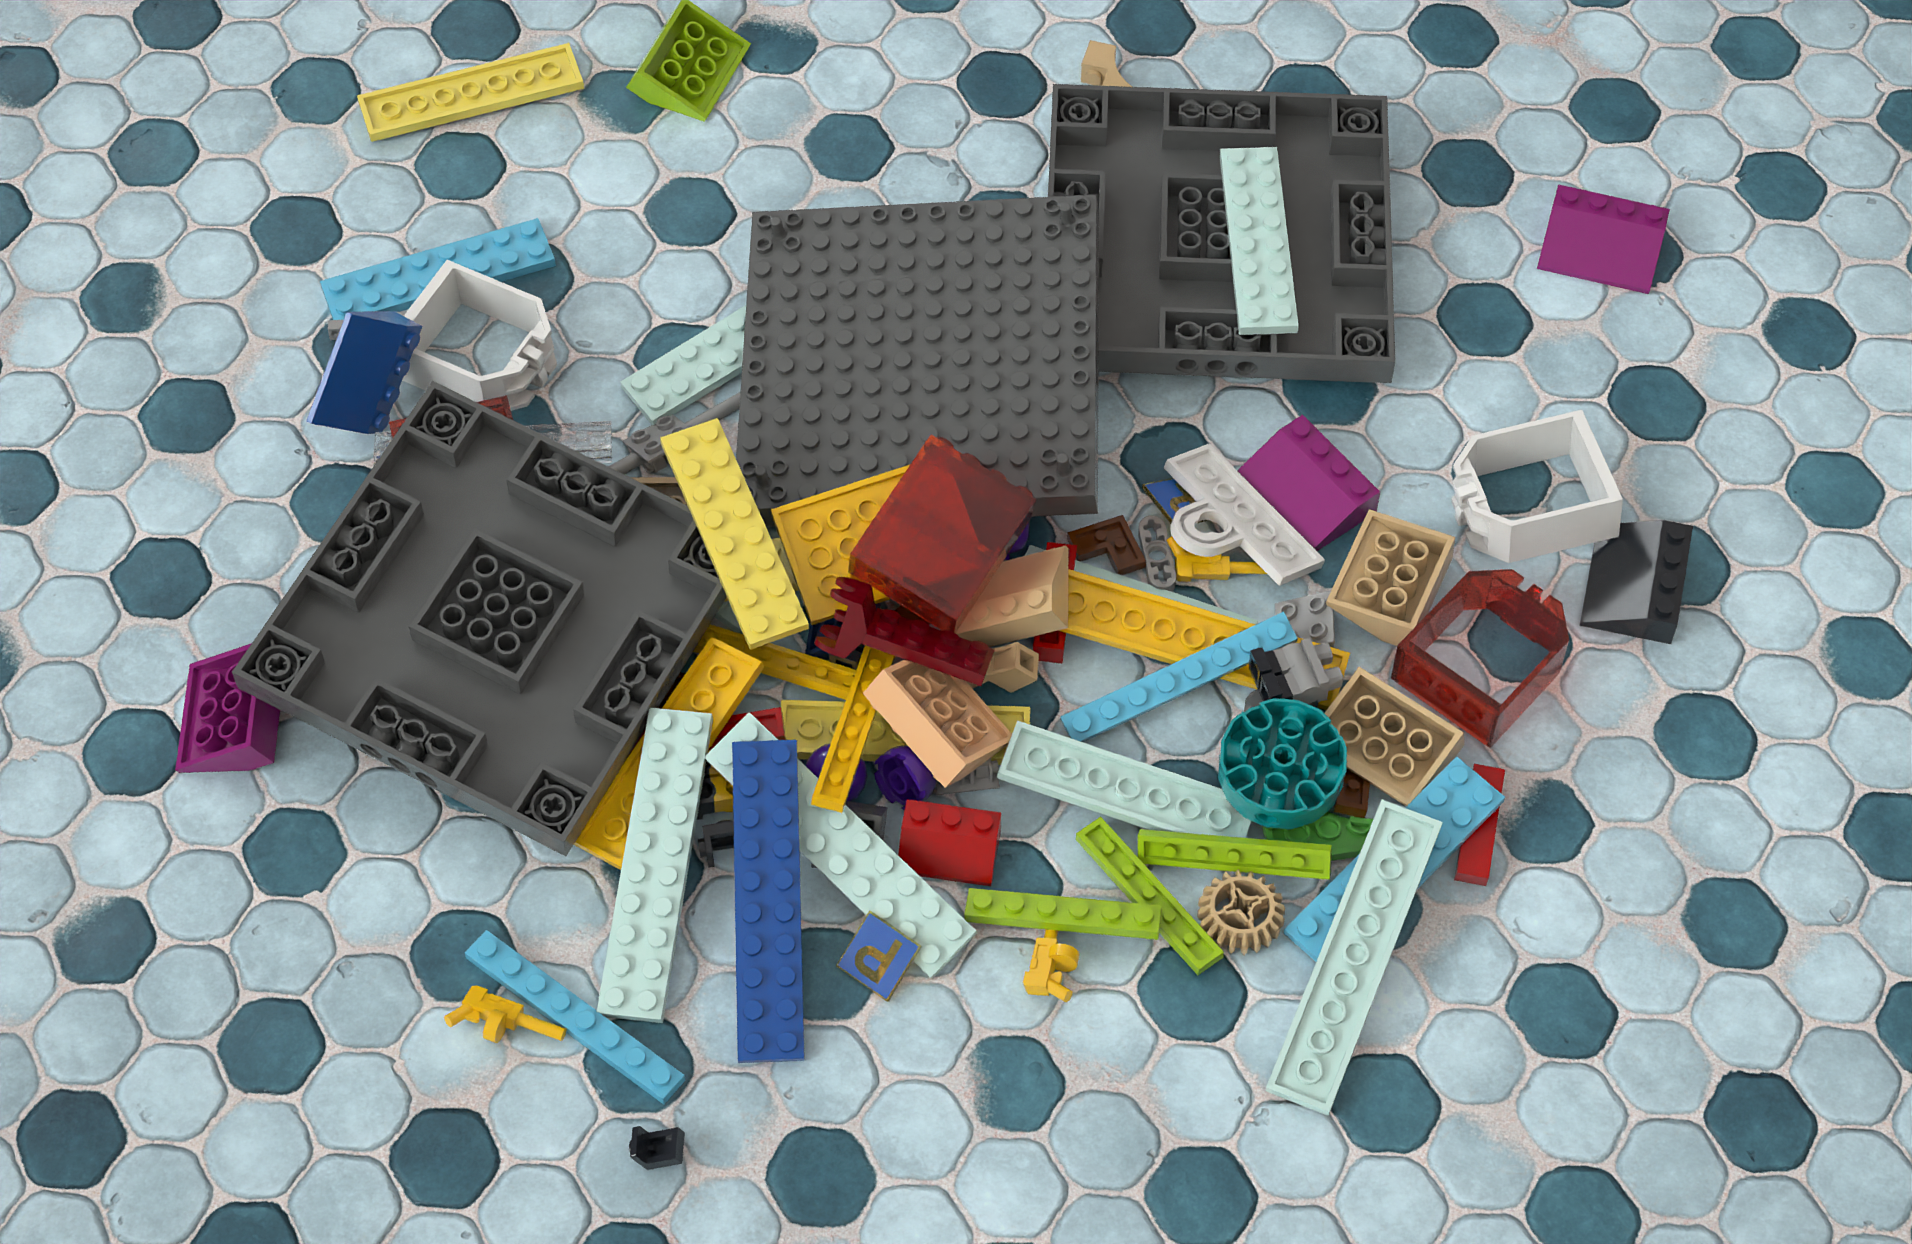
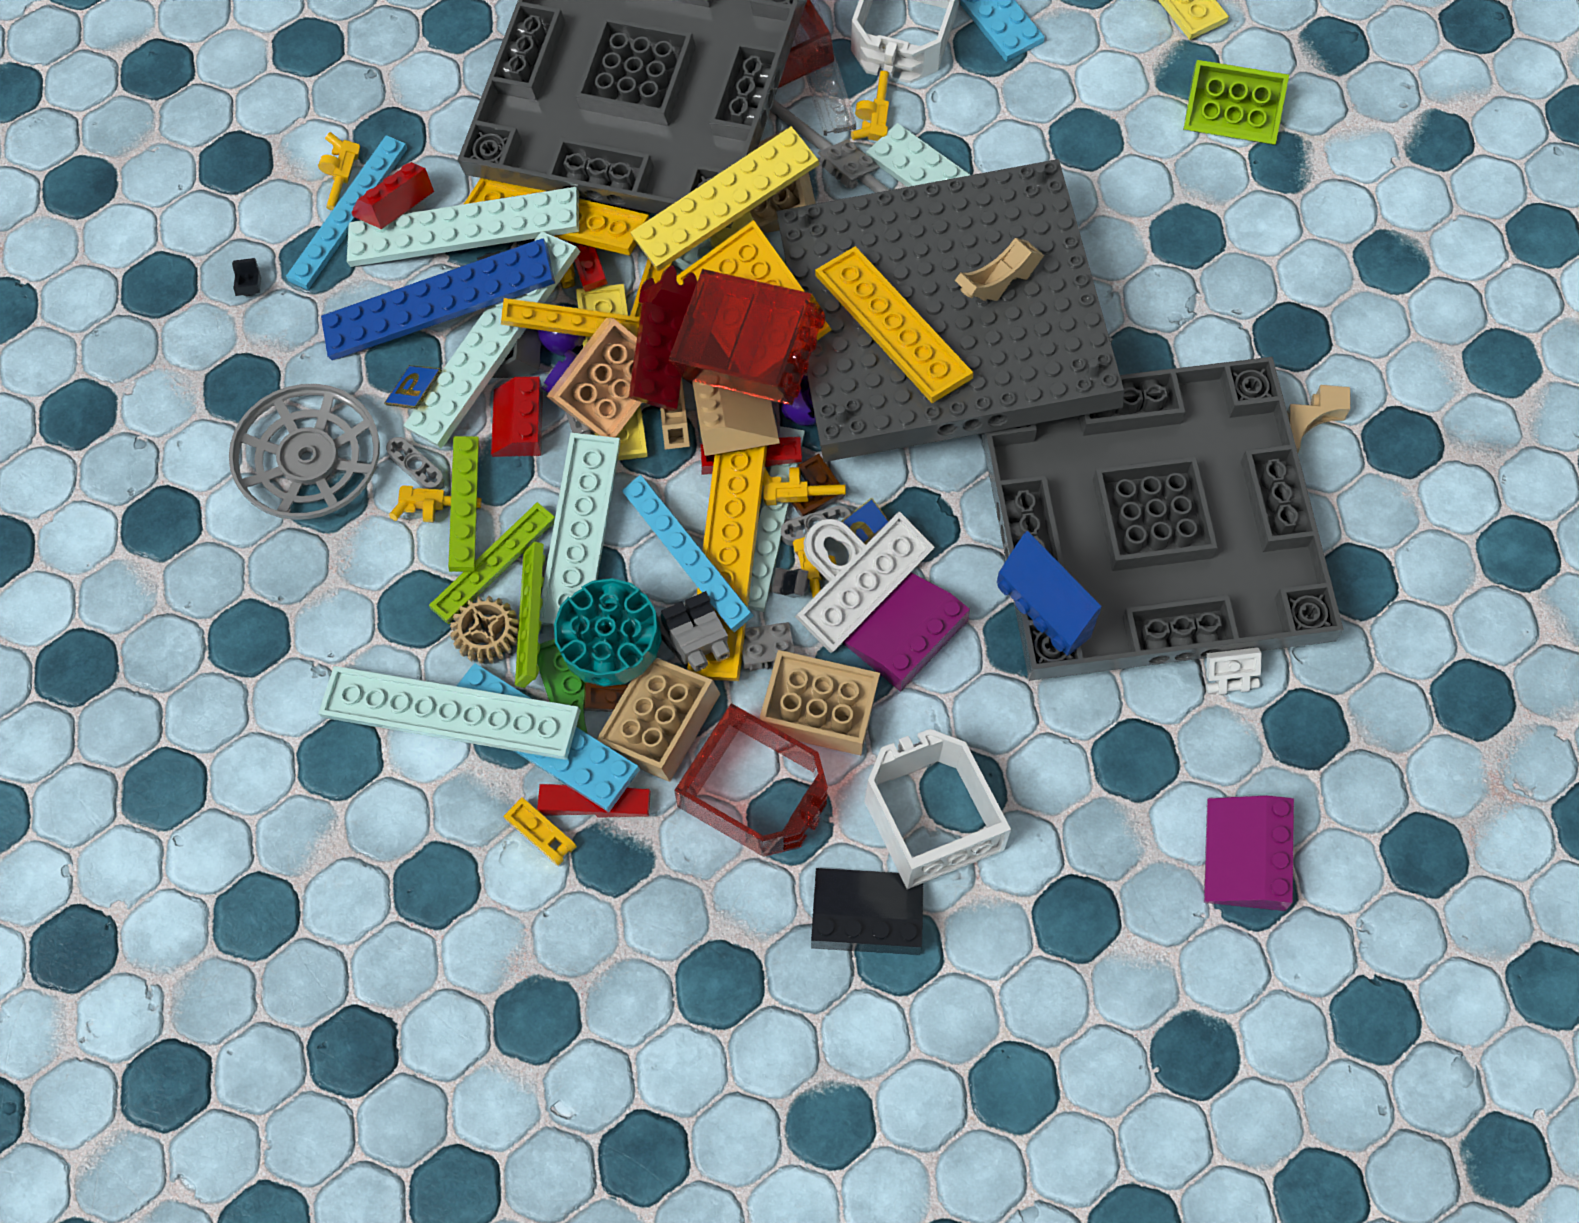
camera: 80 degrees right, 10 degrees up
(580, 943) = (393, 196): none -> red slope
(597, 400) = (875, 112): none -> yellow piece
(921, 278) = (991, 281): none -> tan arch
(951, 394) = (894, 324): none -> yellow plate
(952, 1074) = (297, 443): none -> light grey dish
(1013, 966) = (413, 454): none -> light grey beam
(1117, 556) = (794, 490): none -> yellow piece
(1233, 583) = (790, 582): none -> black bracket
(1258, 241) = (1145, 537): light aqua plate -> none
(1327, 312) = (1048, 595): none -> blue slope
(1405, 207) = (1230, 665): none -> white plate
(1509, 887) = (539, 830): none -> yellow plate

